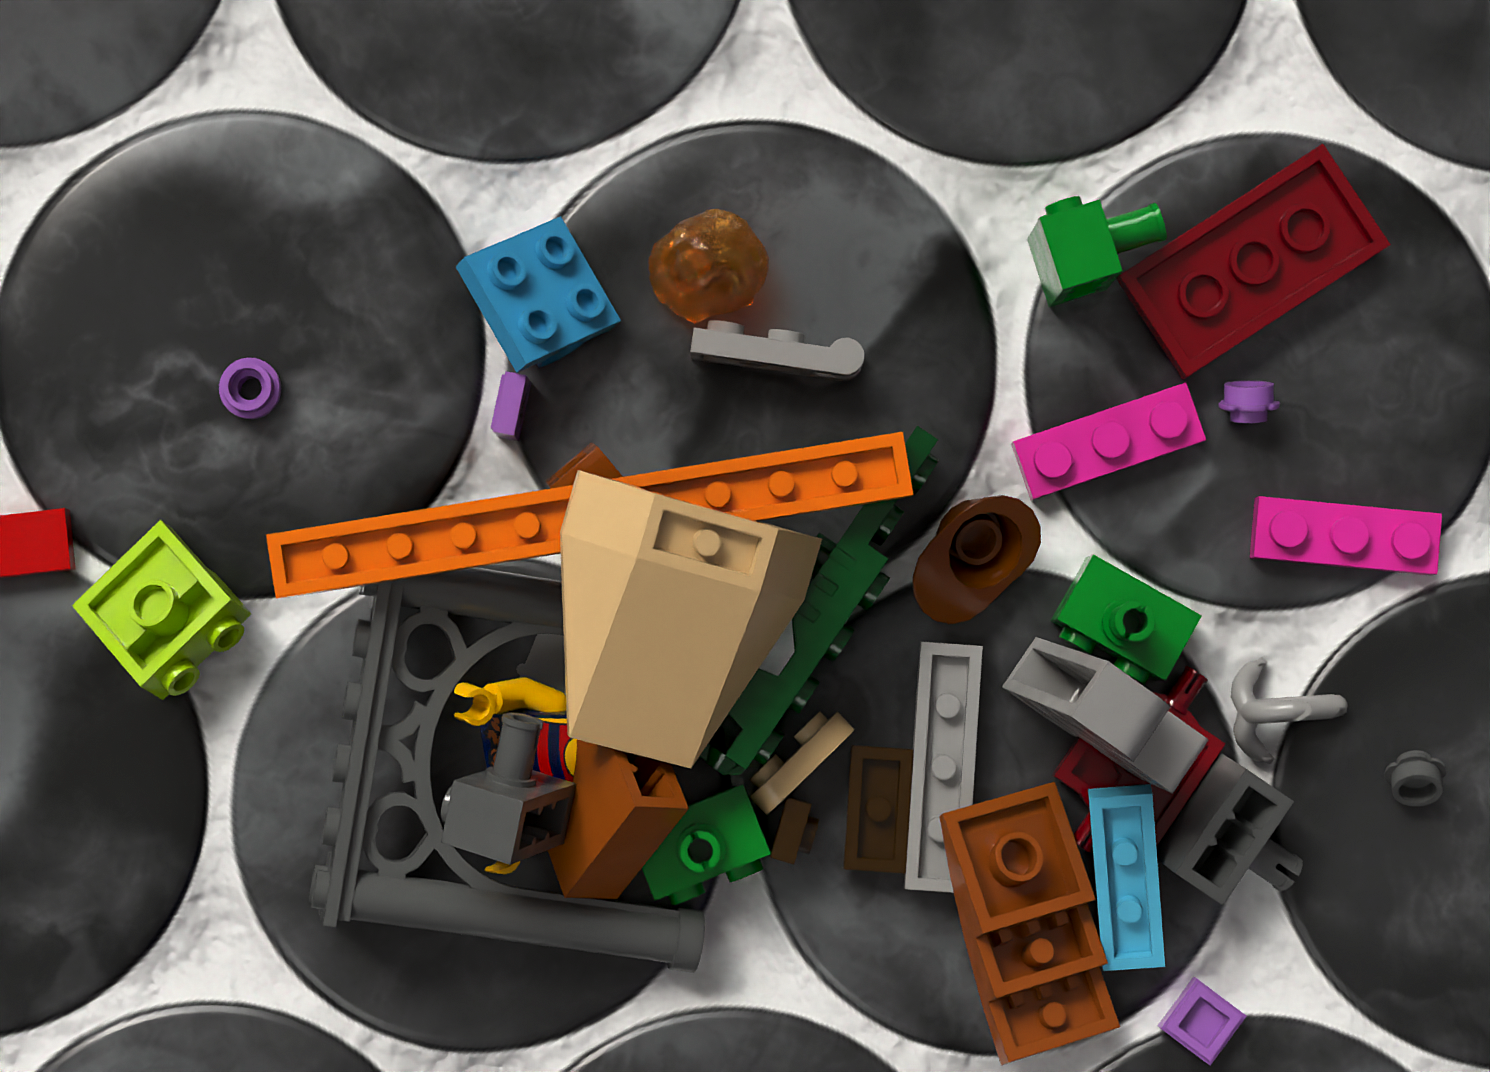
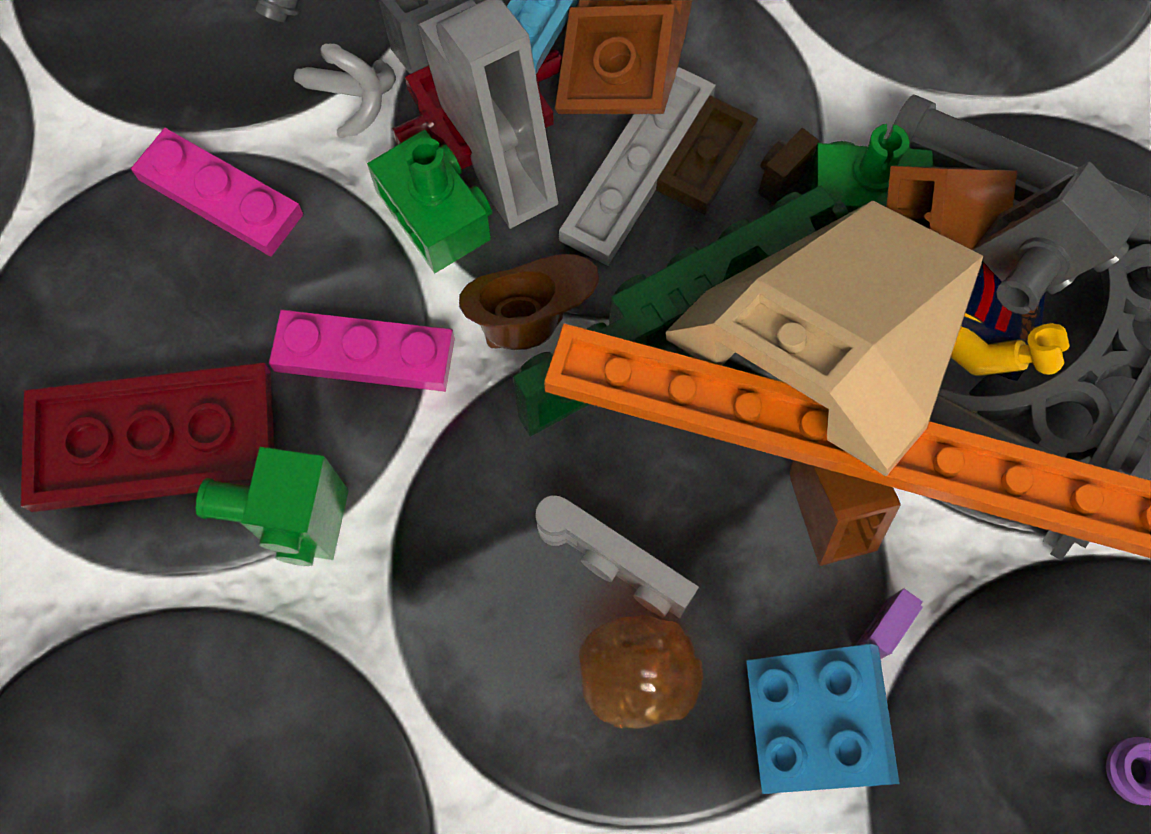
camera: 155 degrees left, 15 degrees down
(780, 778) = (745, 205): tan plate -> none
(1248, 400) = (225, 325): medium lavender plate -> none

